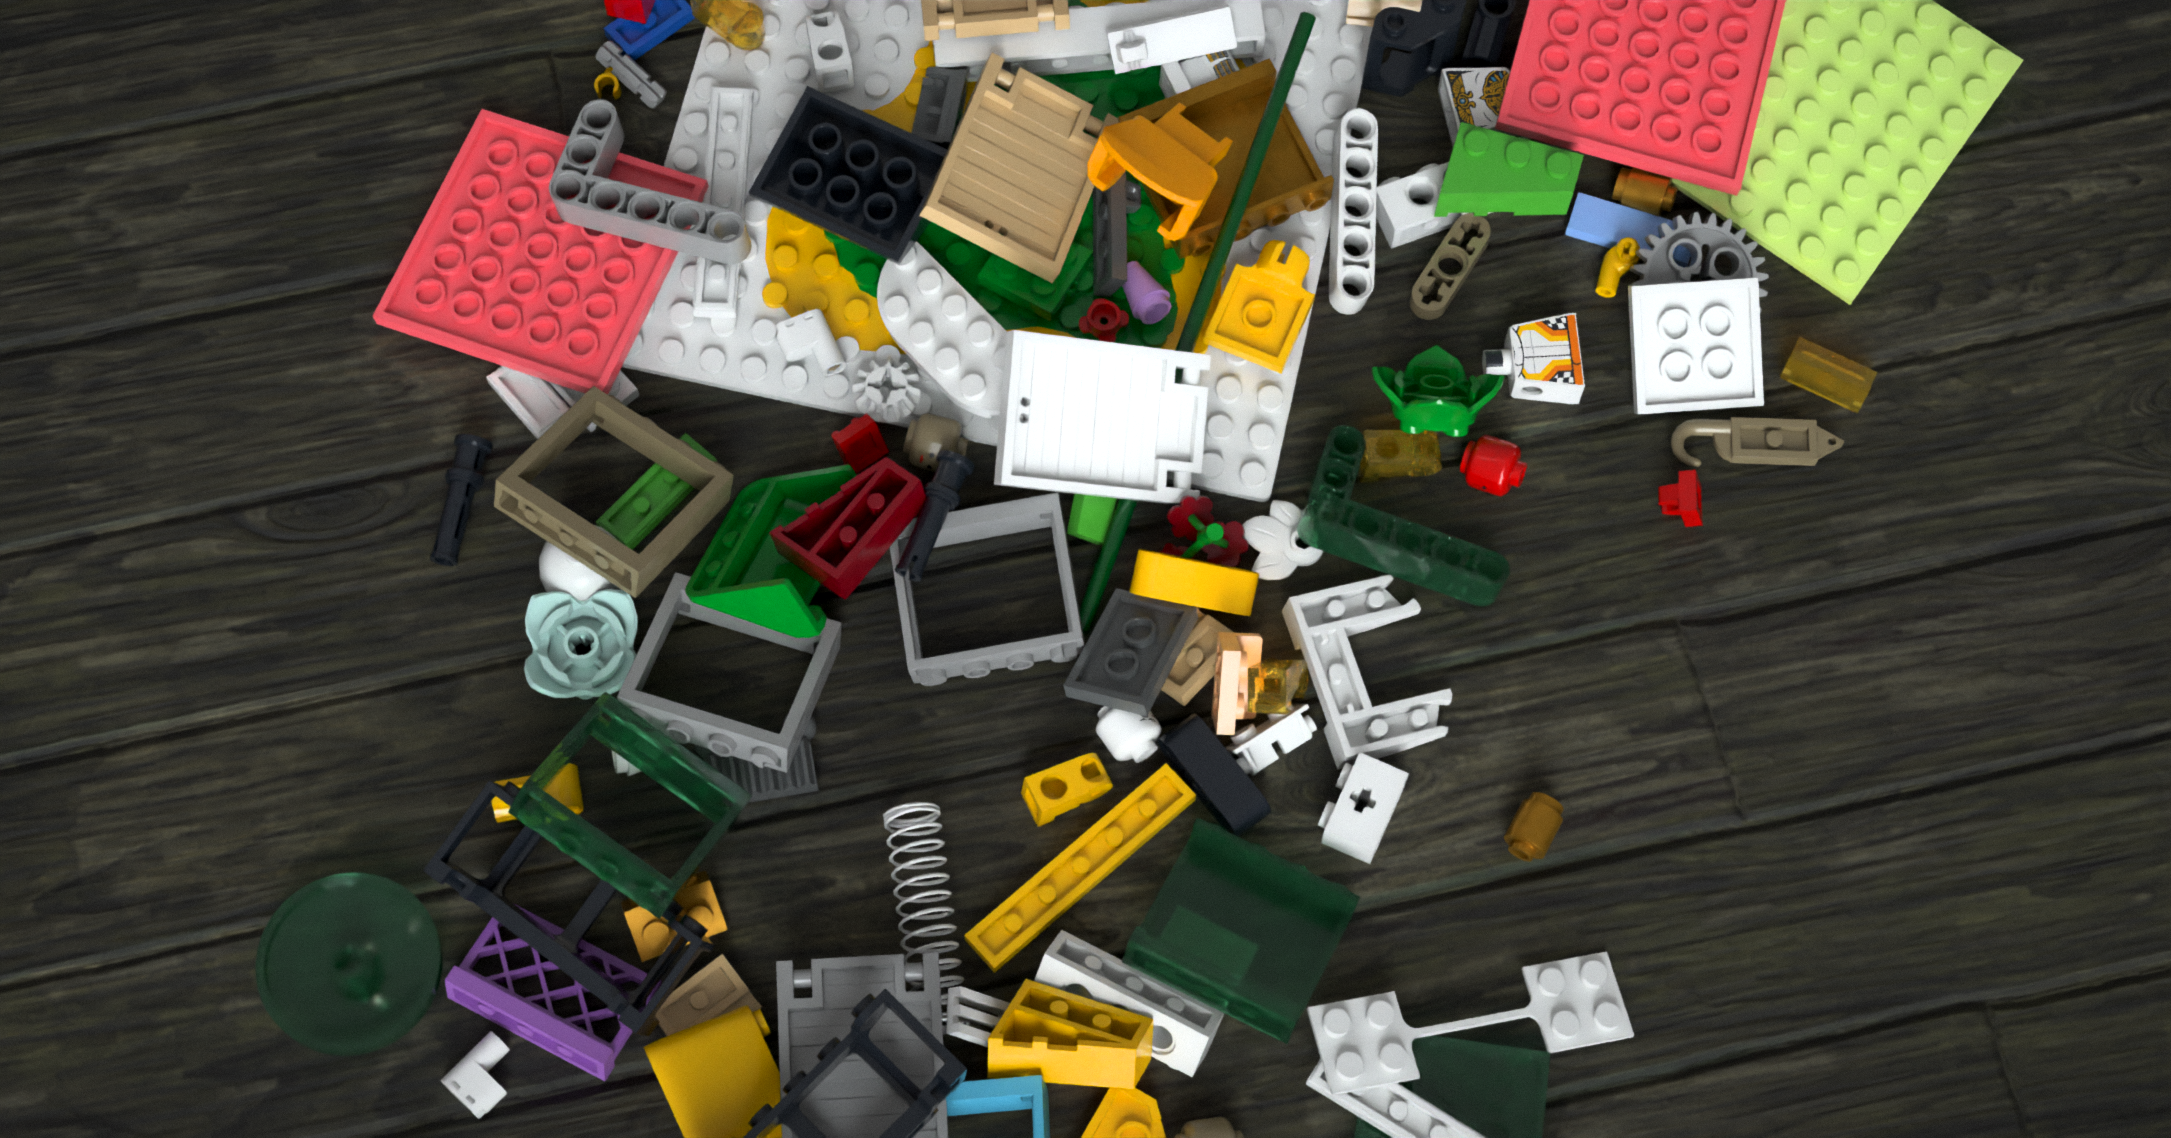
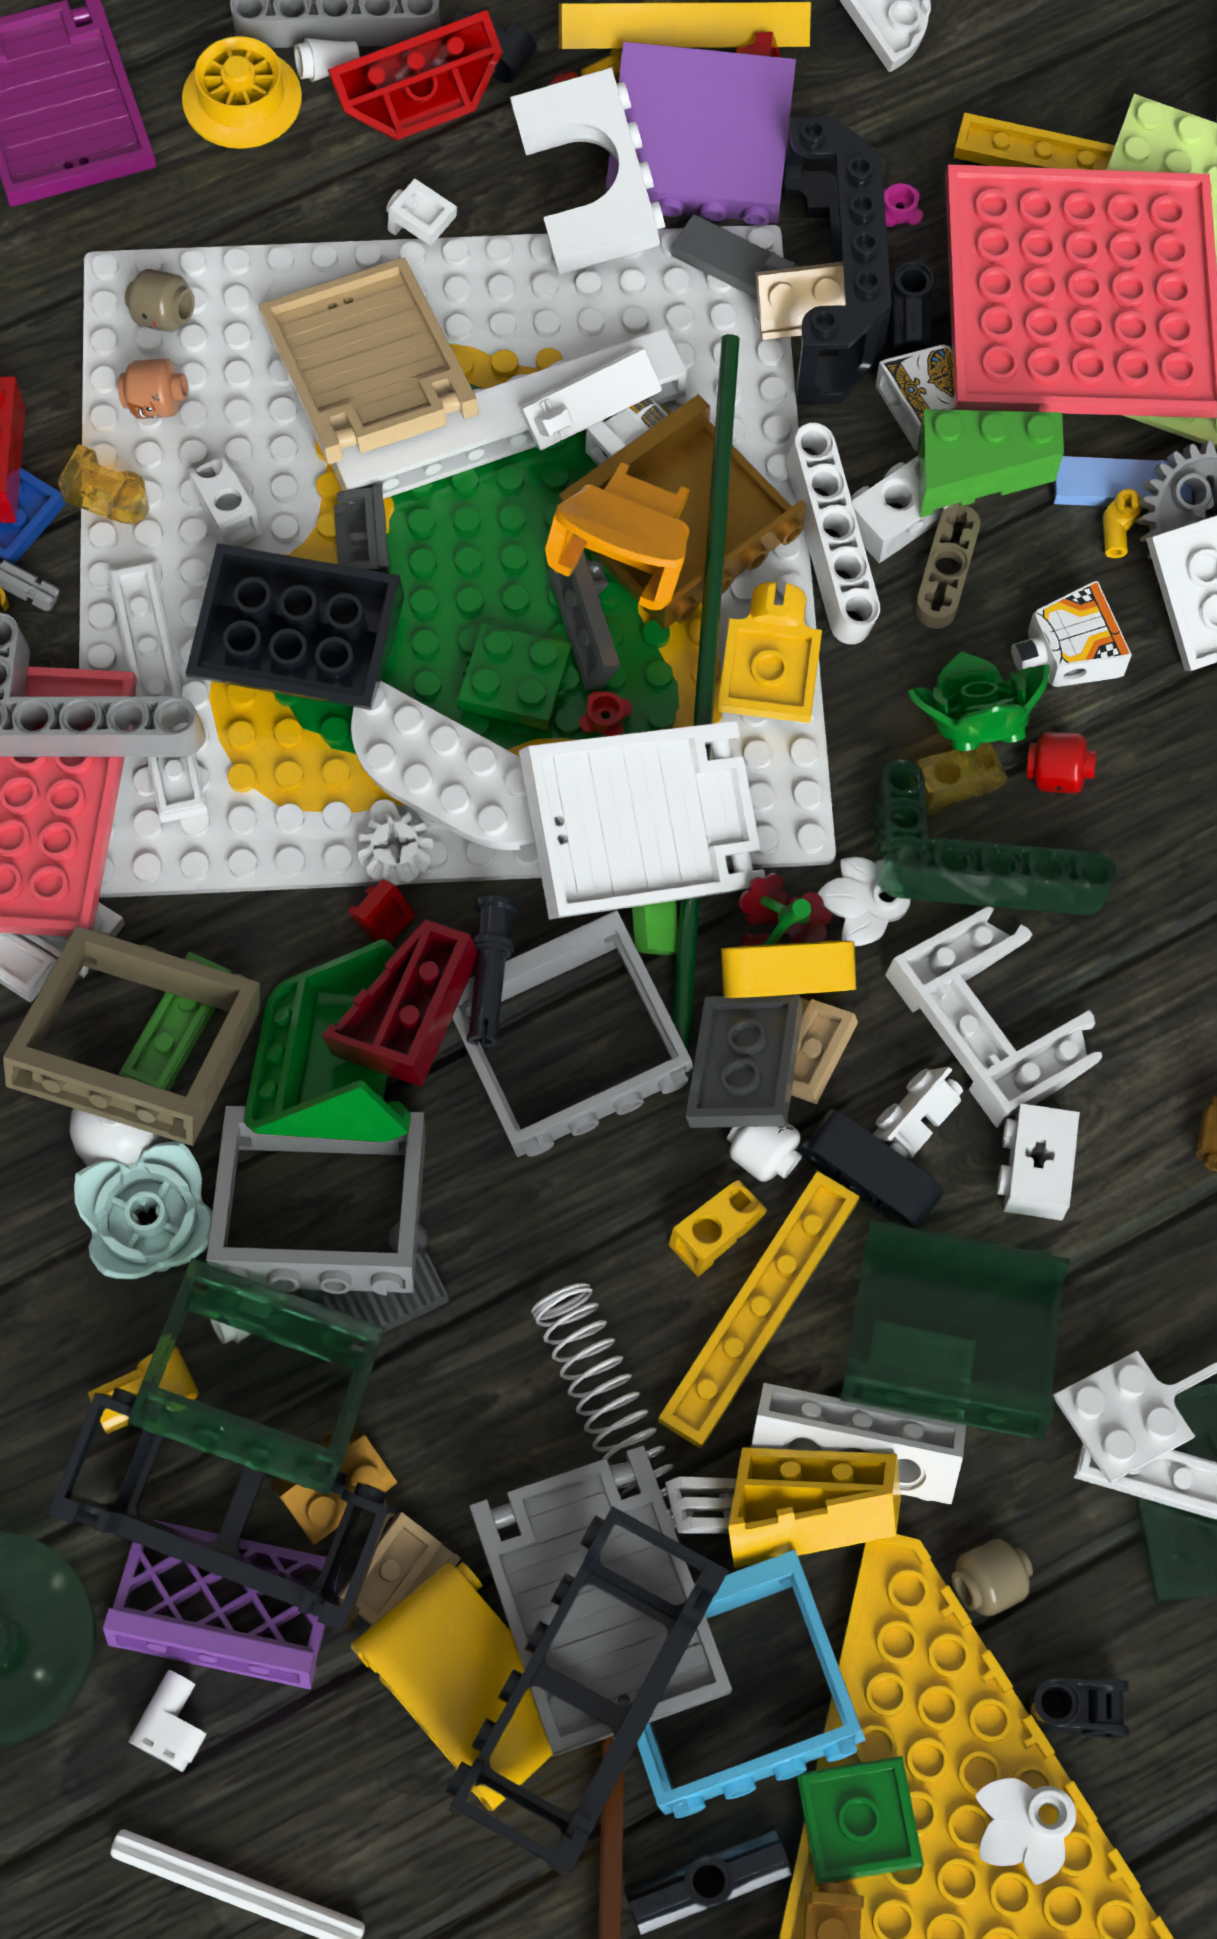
camera: 15 degrees left, 0 degrees up
(810, 335) = (296, 810): white piece -> none
(929, 437) = (458, 889): dark tan head -> none
(1018, 169) = (470, 576): tan door -> none
(1145, 295) = (642, 676): lavender cone -> none
(1230, 691) = (864, 1062): light nougat bracket -> none
(1274, 684) = (910, 1056): clear yellow leg -> none
(1644, 191) = (1124, 437): pearl gold brick -> none

